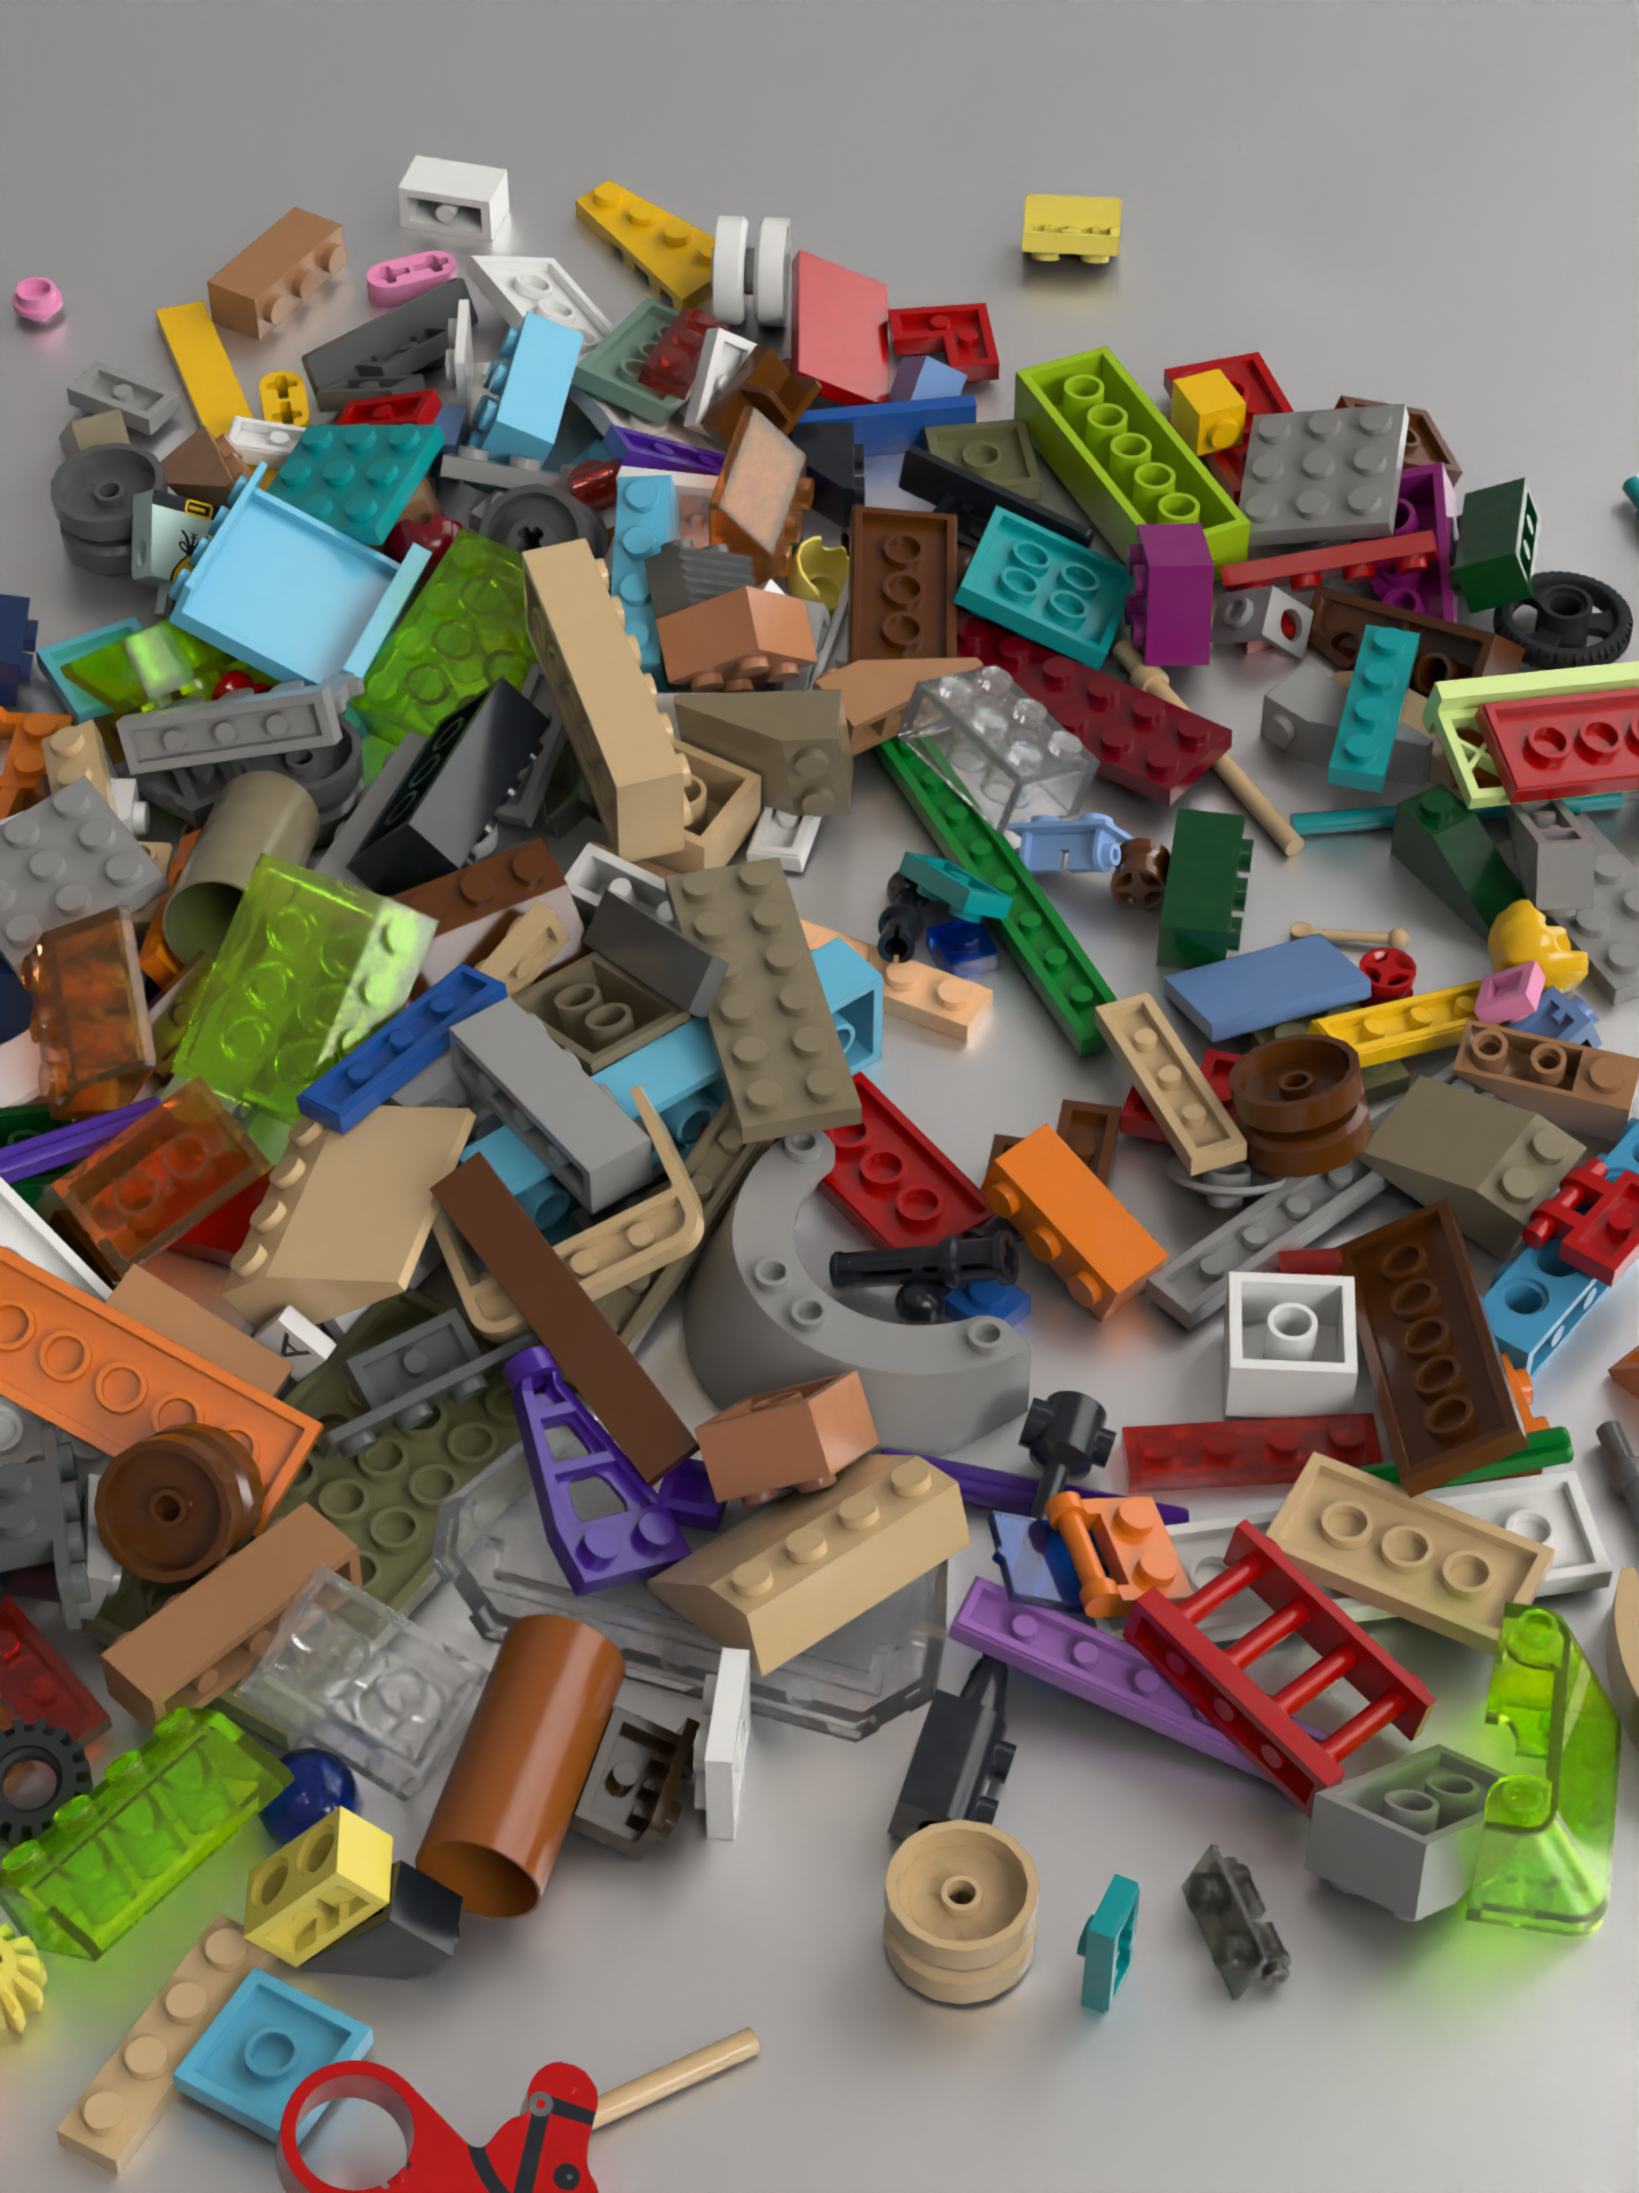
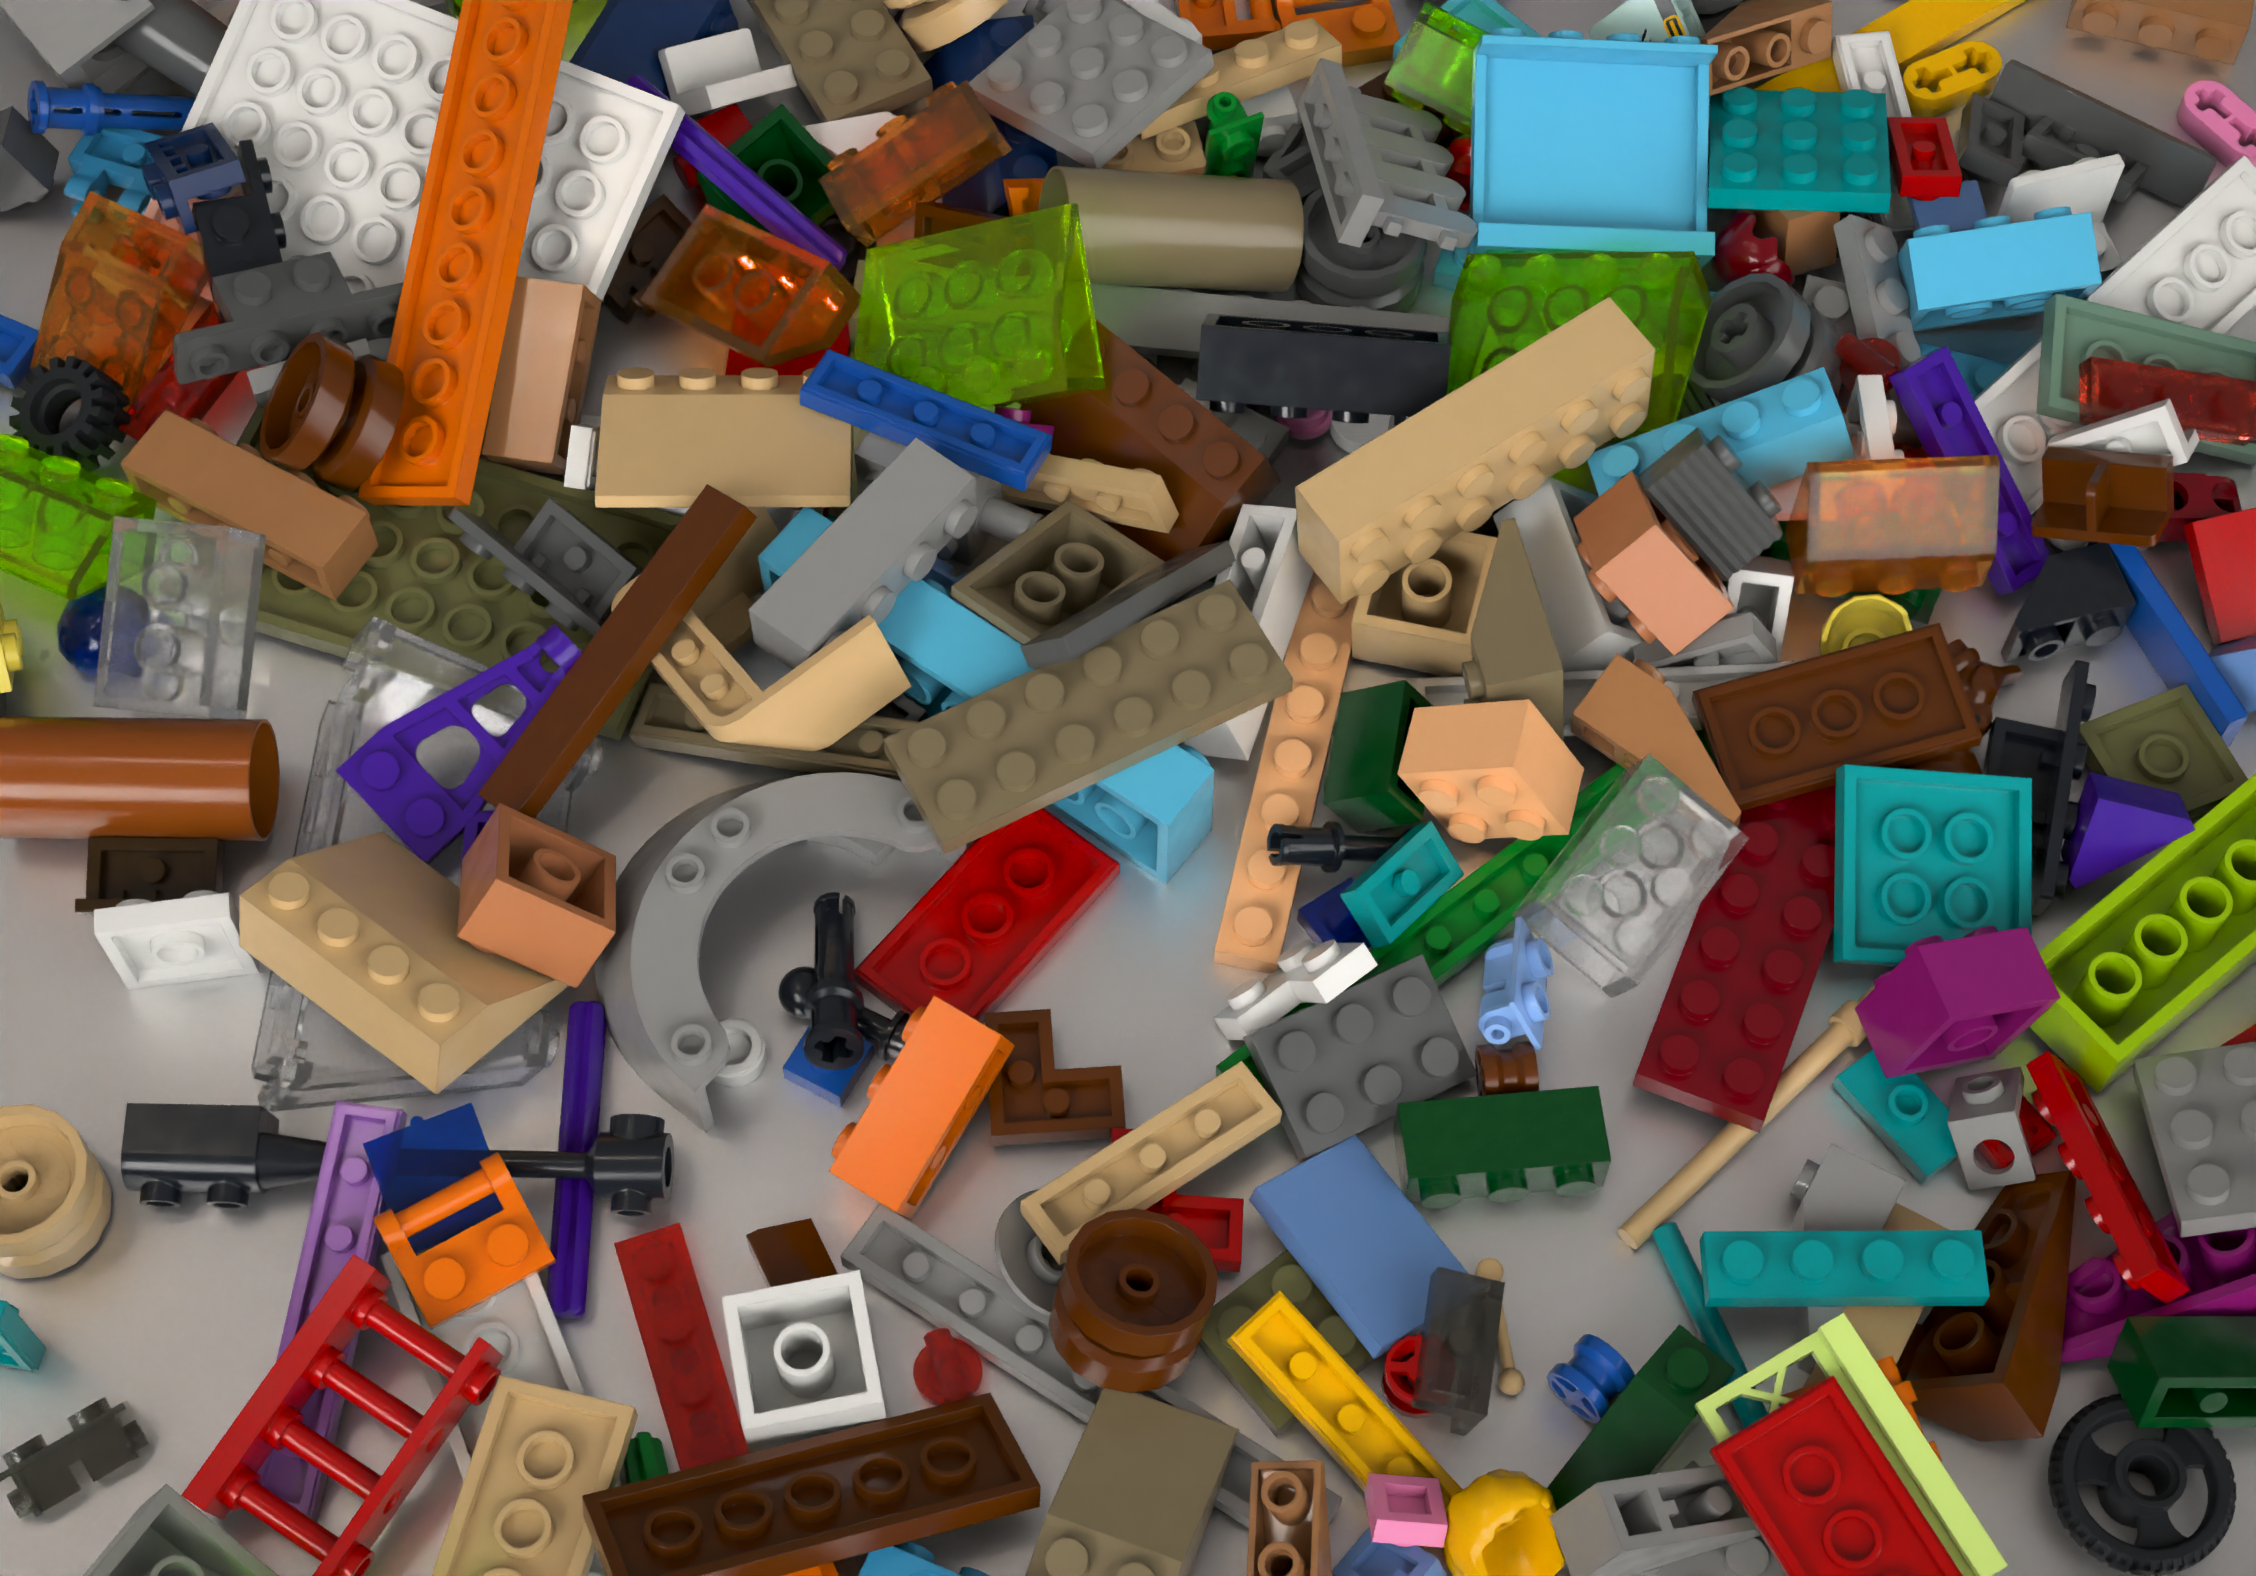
camera: 75 degrees right, 15 degrees up
(148, 811) = (1231, 137): none -> green hinge
(832, 875) = (1367, 755): none -> dark green brick
(883, 792) = (1491, 770): none -> light nougat brick
(1018, 966) = (1305, 975): none -> white plate
(1048, 474) = (2120, 824): none -> dark purple slope
(1100, 944) = (1360, 1056): none -> dark grey plate
(1177, 1364) = (790, 1253): none -> reddish brown slope
(1232, 674) = (1901, 1114): none -> teal plate
(1382, 933) = (1458, 1347): none -> clear smoke panel
(1413, 884) = (1590, 1378): none -> blue wheel

